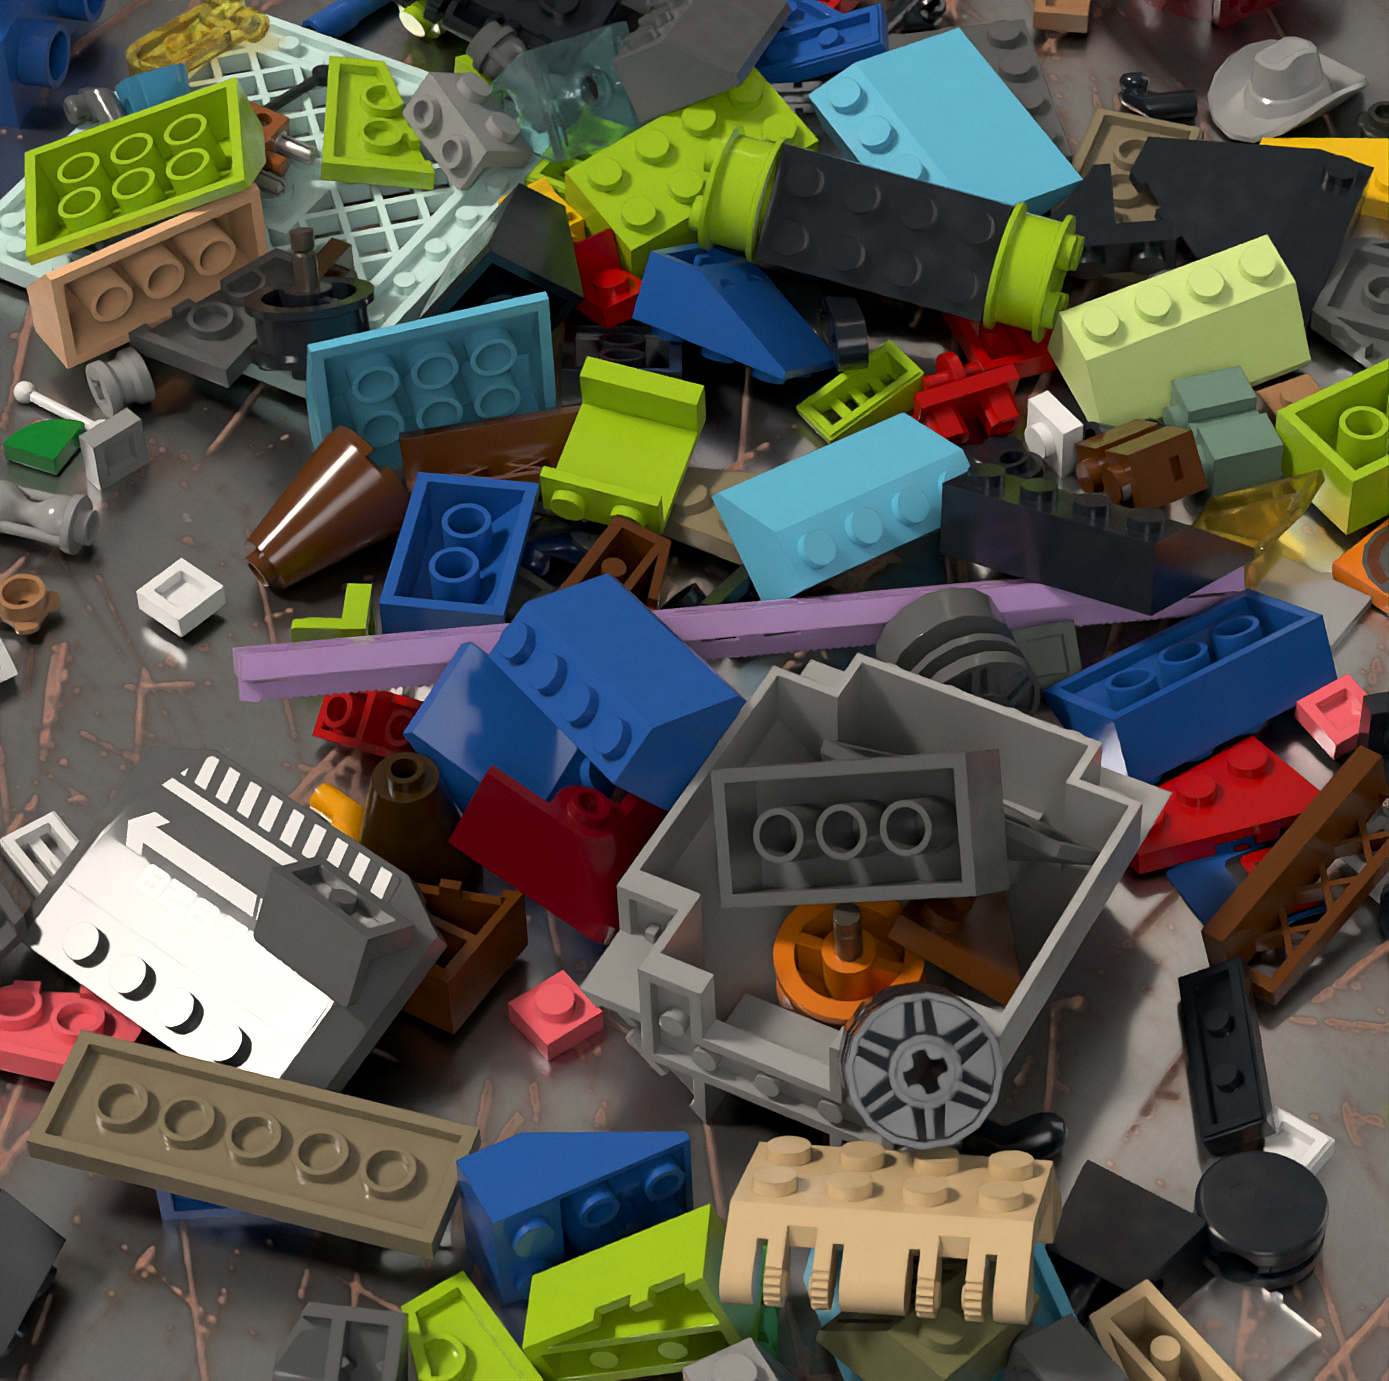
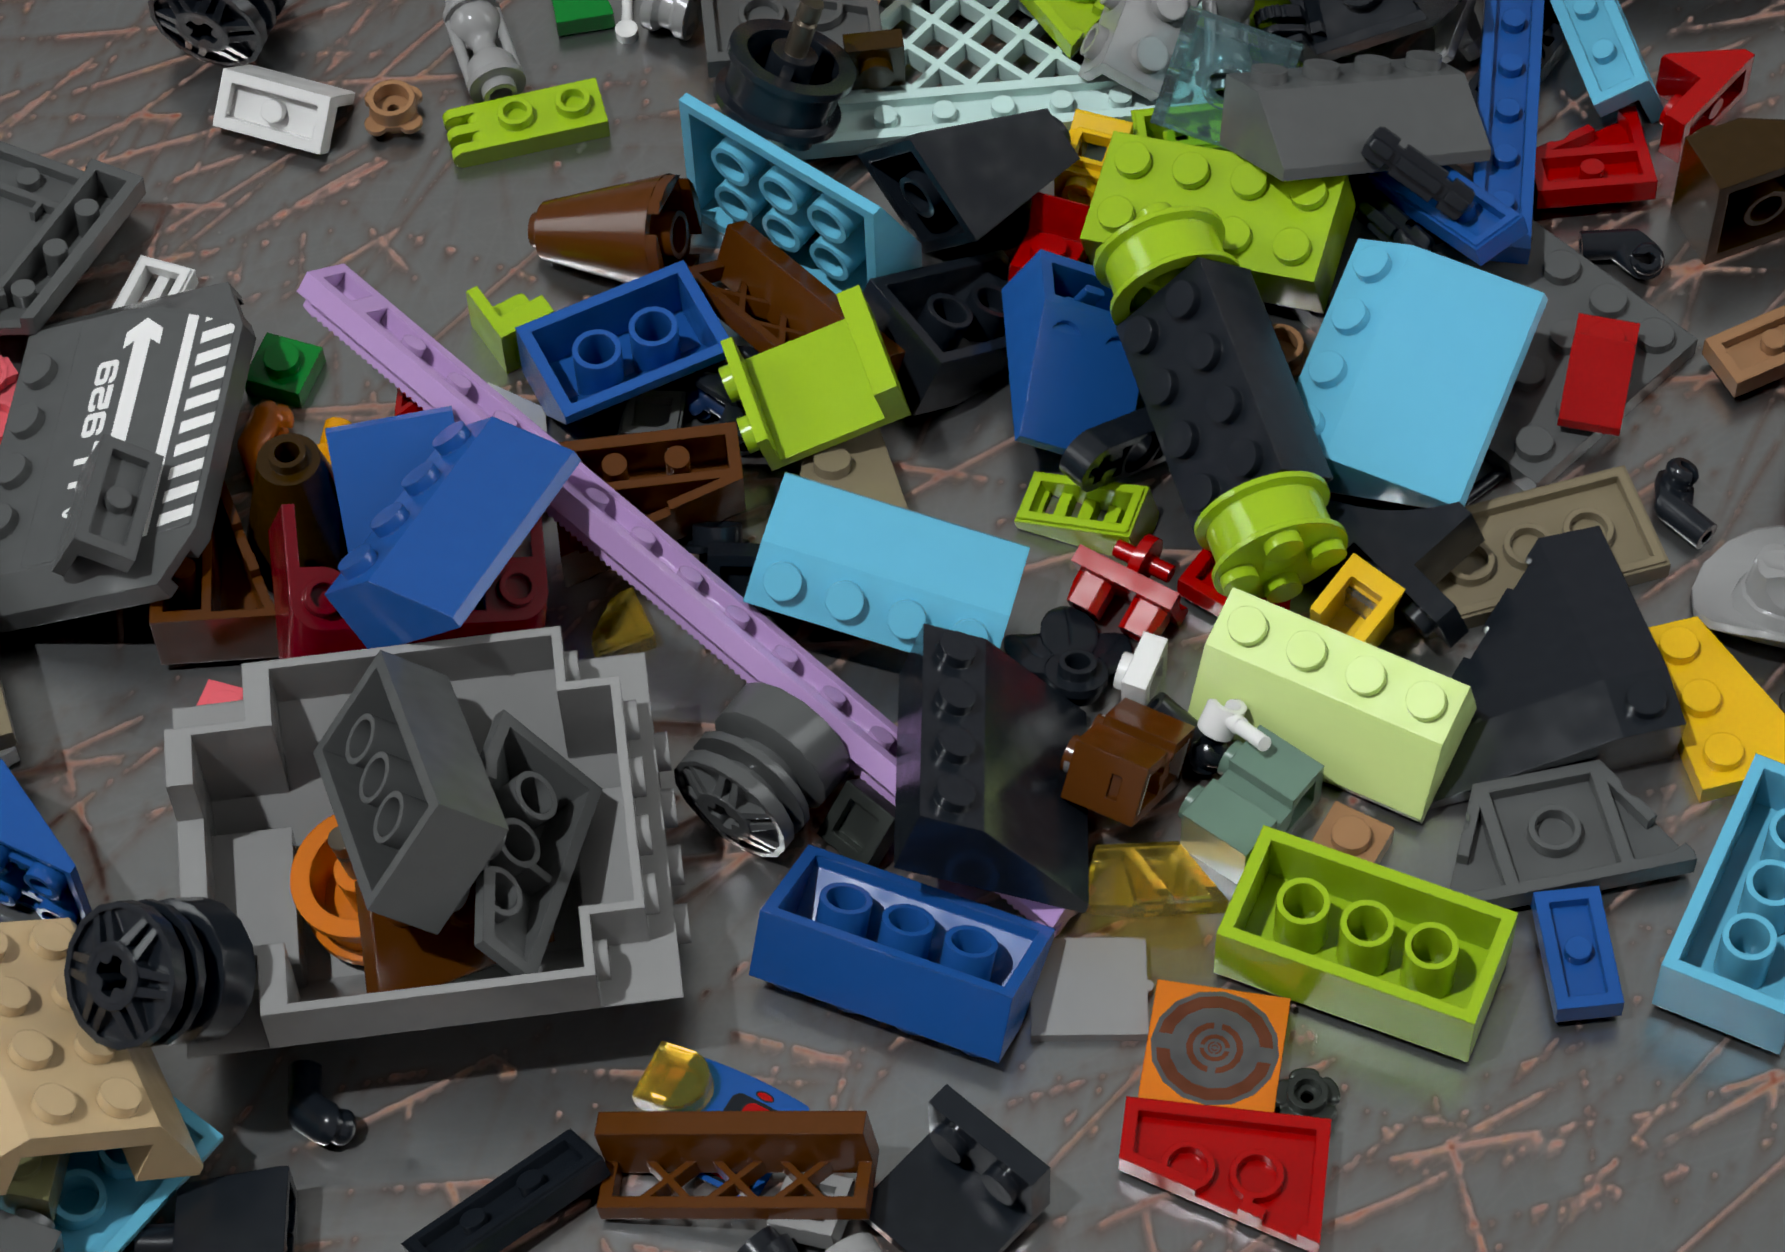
camera: 55 degrees right, 10 degrees up
(113, 449) = (594, 51): light grey plate -> none
(130, 531) = (526, 123): none -> lime hinge
(181, 597) = (472, 200): white plate -> none
(793, 27) = (1418, 173): none -> black axle
(1029, 63) = (1598, 374): none -> red slope
(1110, 266) = (1358, 602): none -> yellow window
(1143, 396) = (1225, 721): none -> white hand
(1187, 890) = (674, 1081): none -> clear yellow tile
(1224, 800) = (784, 1045): red wing -> none
(1333, 715) = (969, 1074): coral plate -> none

